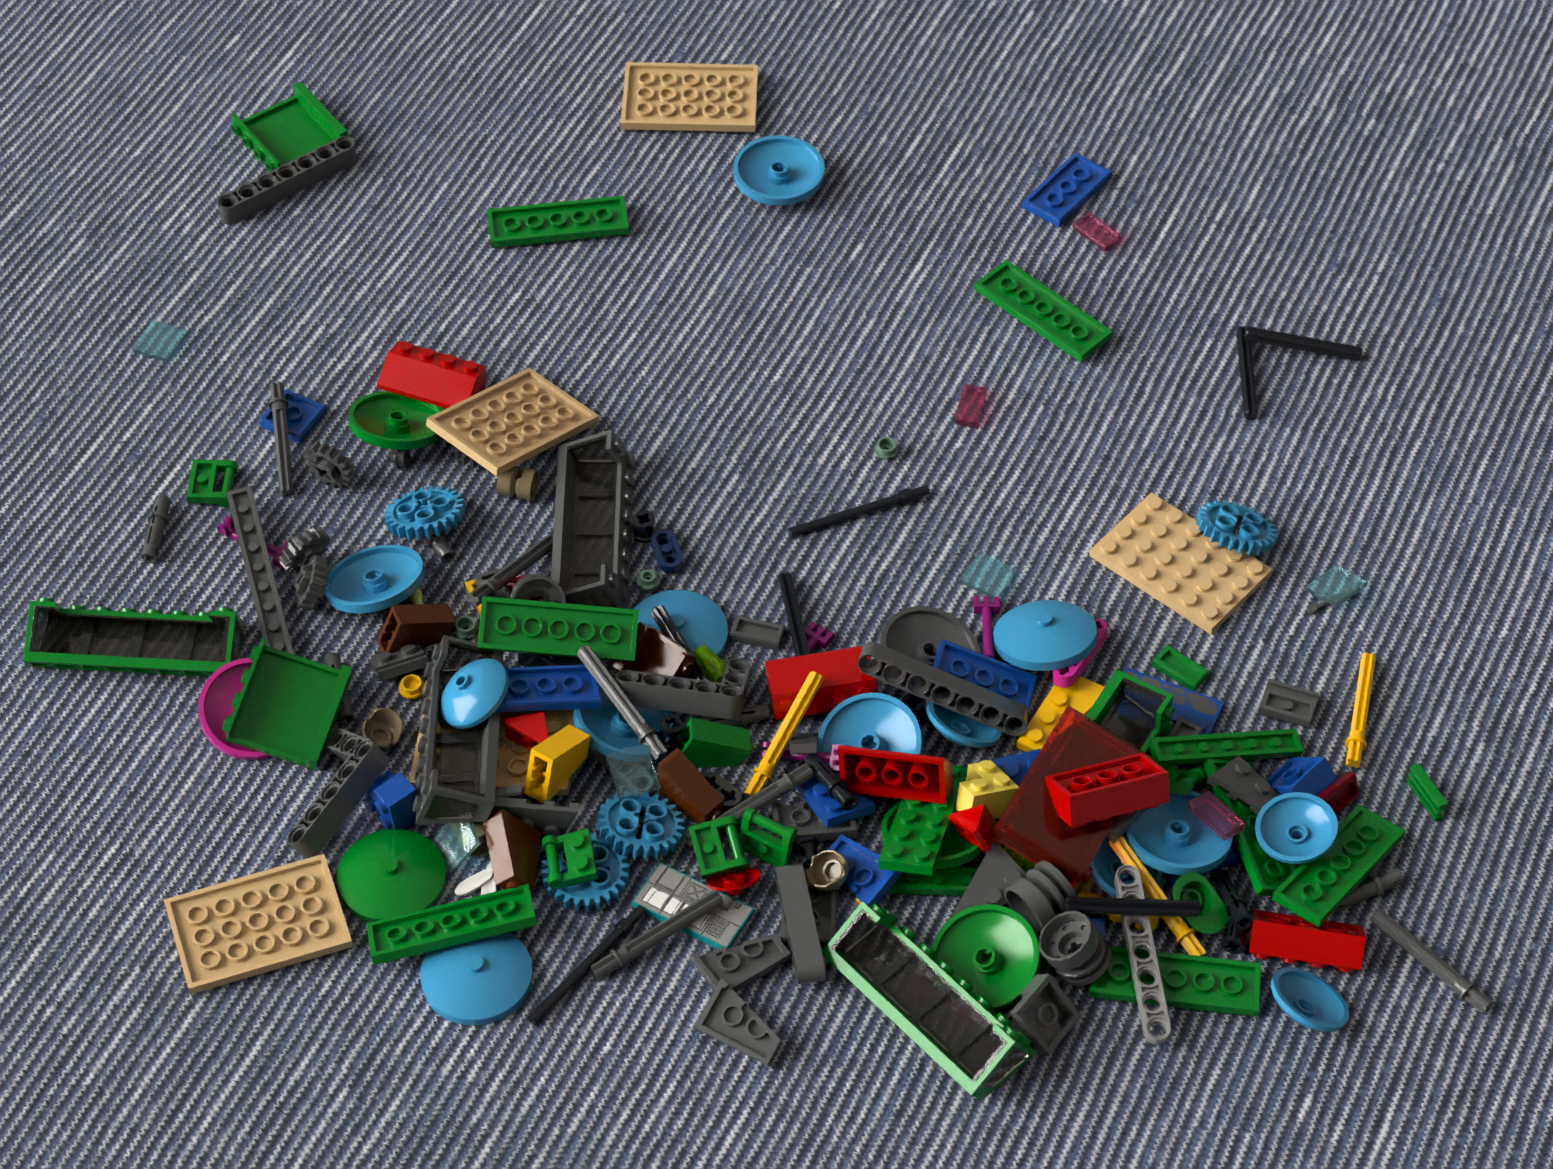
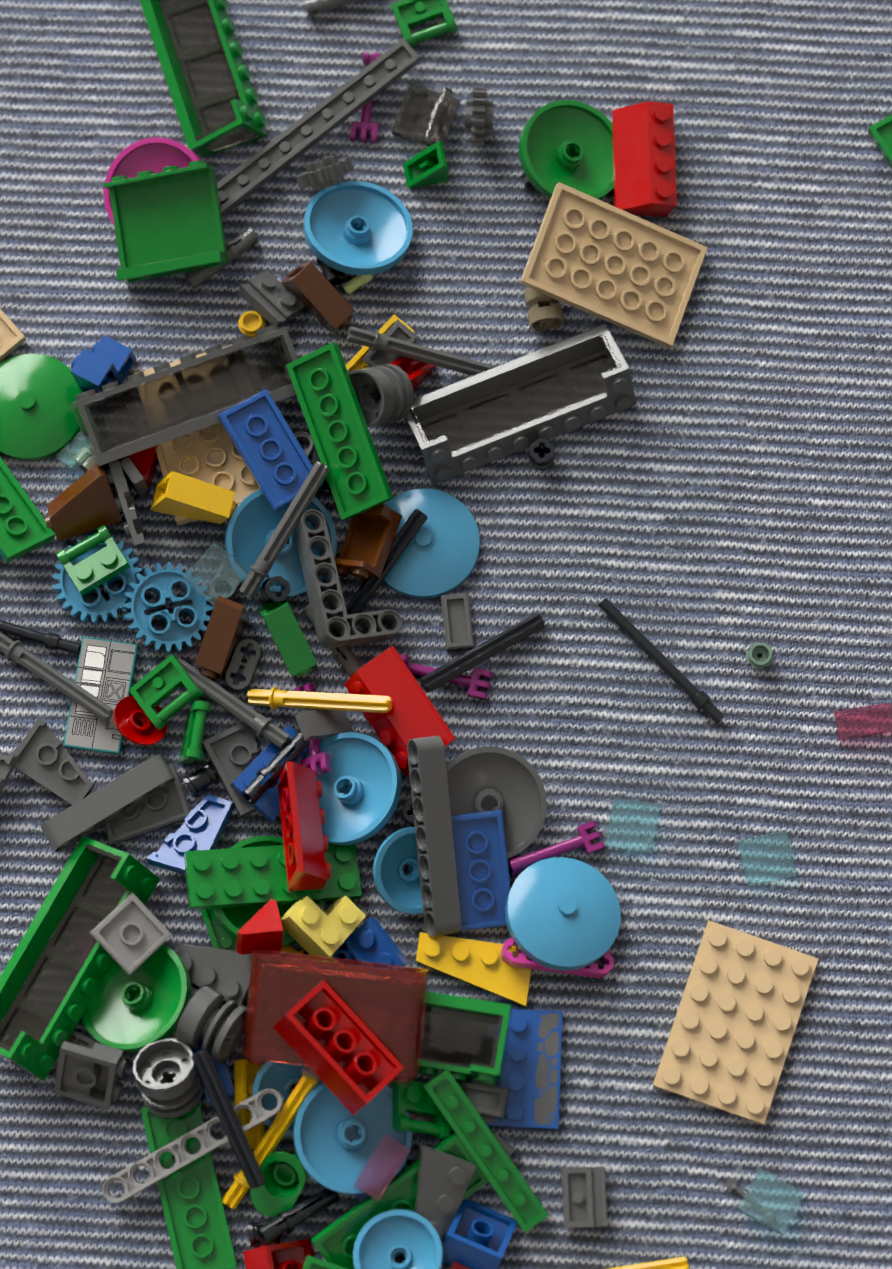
camera: 75 degrees right, 25 degrees up
(278, 405) = (506, 52): dark grey axle -> none
(301, 416) = (546, 50): blue tile -> none
(301, 506) = (426, 115): none -> clear smoke plate
(303, 547) = (361, 146): dark grey gear -> none
(348, 517) = (427, 167): none -> green slope
(359, 770) = (95, 322): dark grey beam -> none
(383, 728) = (183, 321): dark tan hair -> none
(425, 512) = (463, 235): dark azure gear -> none
(441, 547) = (435, 270): dark grey pin -> none
(468, 623) = (338, 336): sand green plate -> none
(474, 693) = (234, 387): dark azure dish -> none
(483, 880) = (50, 483): white piece -> none
(527, 729) = (221, 461): red slope -> none
(650, 585) = (480, 494): sand green plate -> none
(668, 556) = (521, 490): dark blue plate -> none
(710, 662) = (390, 592): clear neon green cone -> none
(828, 870) = (173, 805): dark tan hair -> none
(931, 934) = (130, 934): none -> light grey tile
(1054, 501) = (766, 858): none -> clear light blue piece
(1180, 668) = (589, 1068): green tile -> none
(1254, 534) = (799, 1096): dark azure gear -> none

